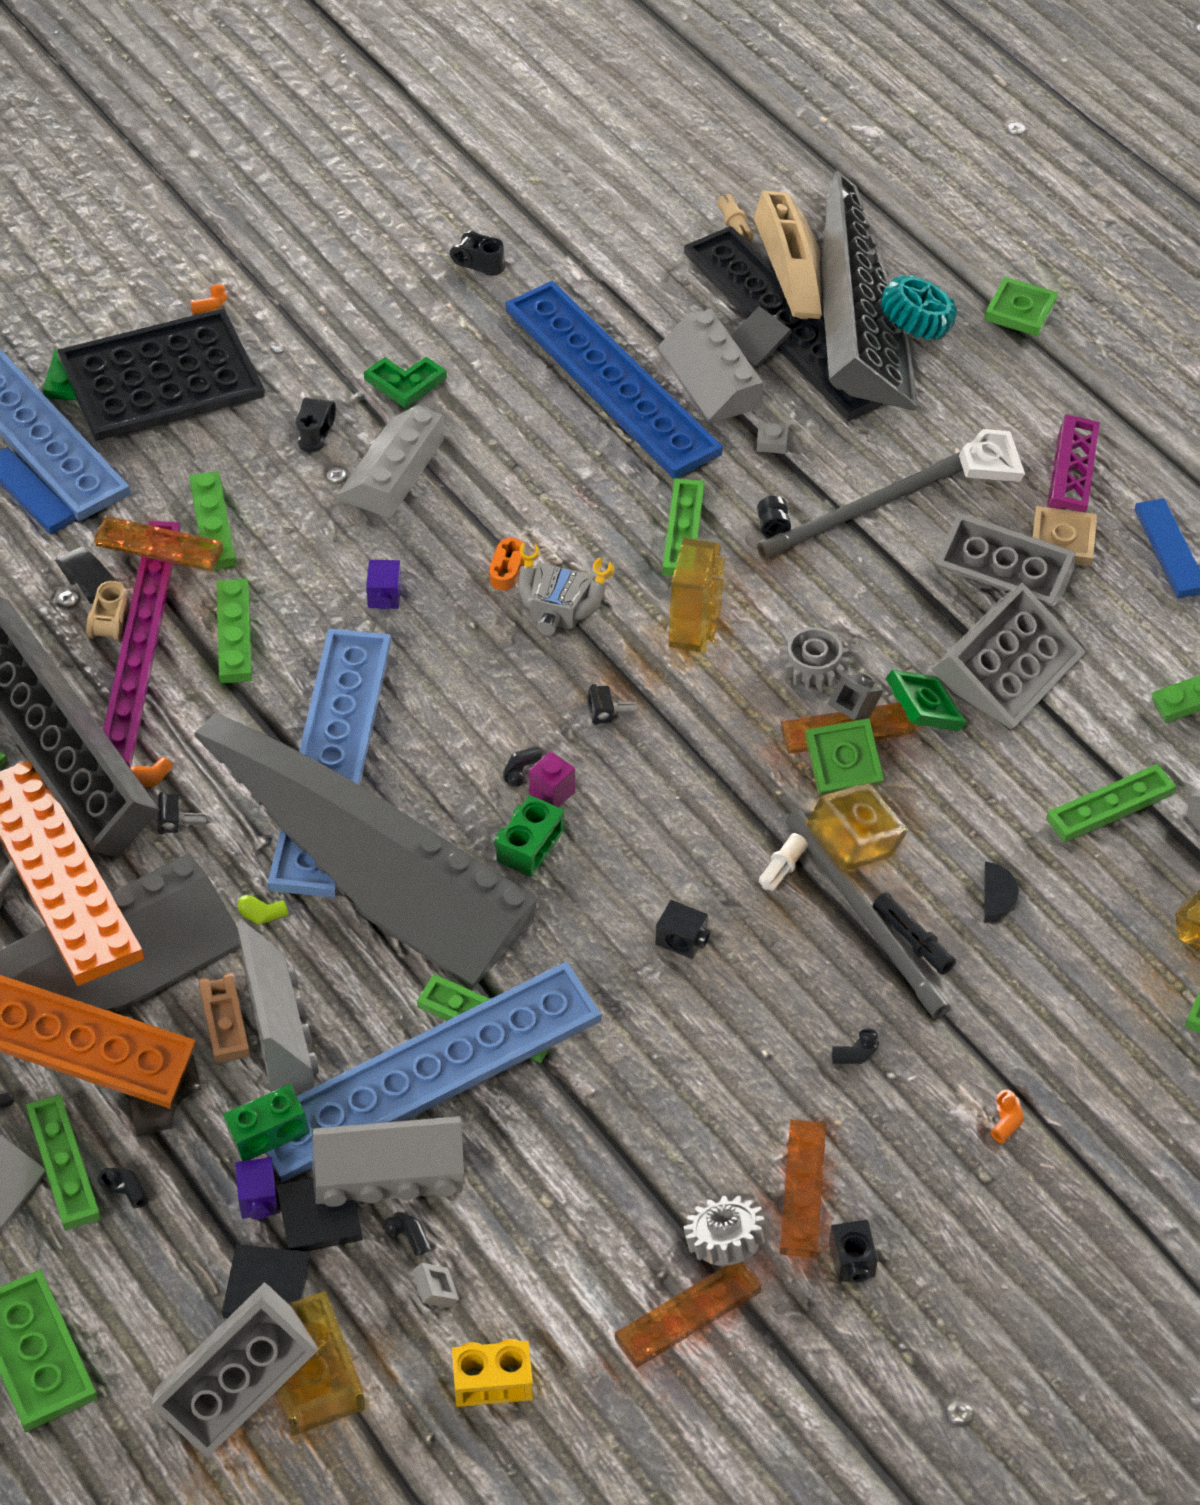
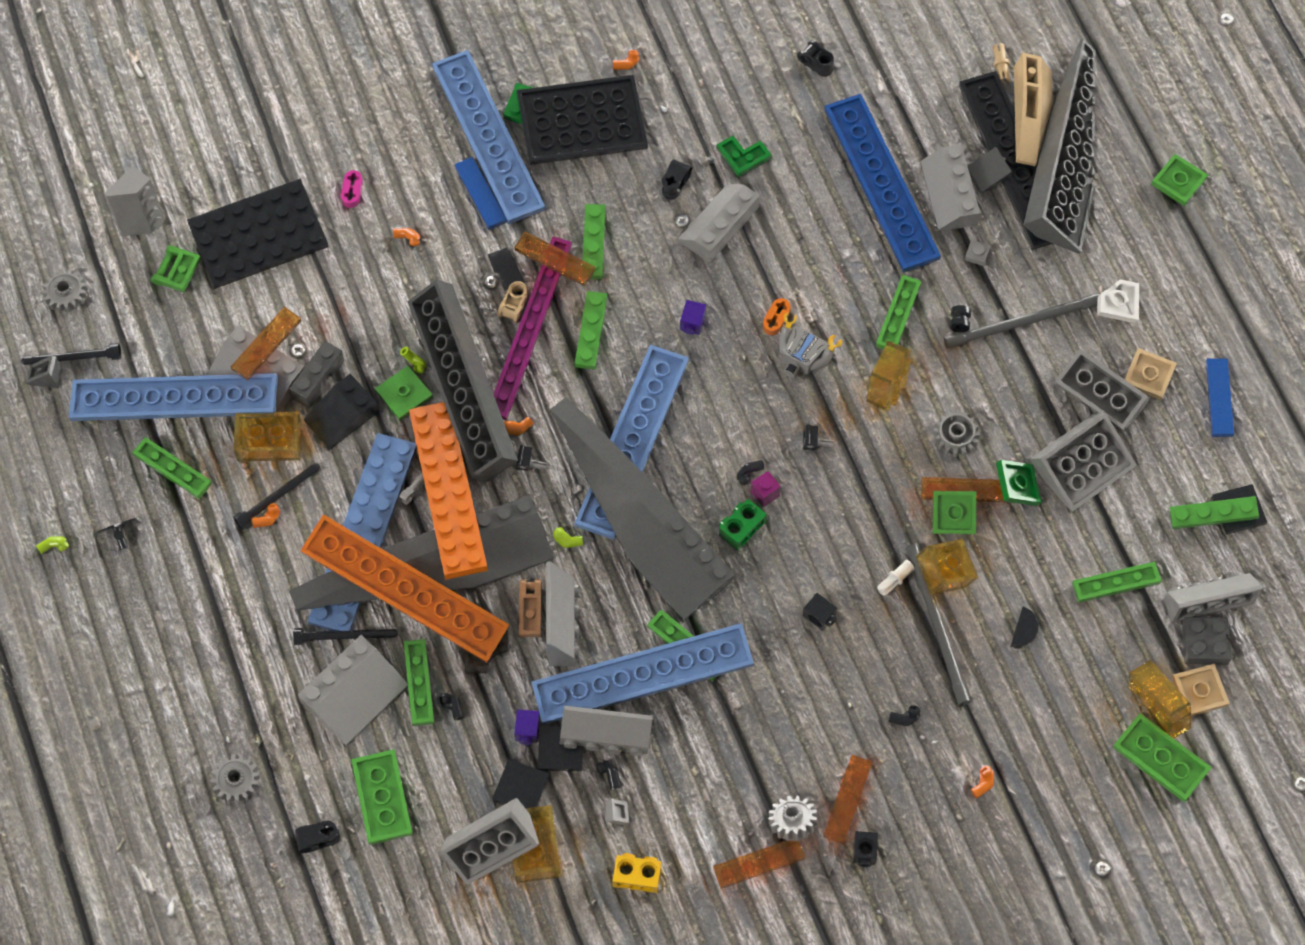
camera: 15 degrees right, 15 degrees up
(266, 1123) = (540, 689): green brick -> none
(856, 696) = (971, 474): dark grey brick -> none
(918, 307) = (1106, 169): teal gear -> none
(939, 958) = (967, 654): black pin -> none
(1062, 465) = (1164, 320): magenta fence -> none

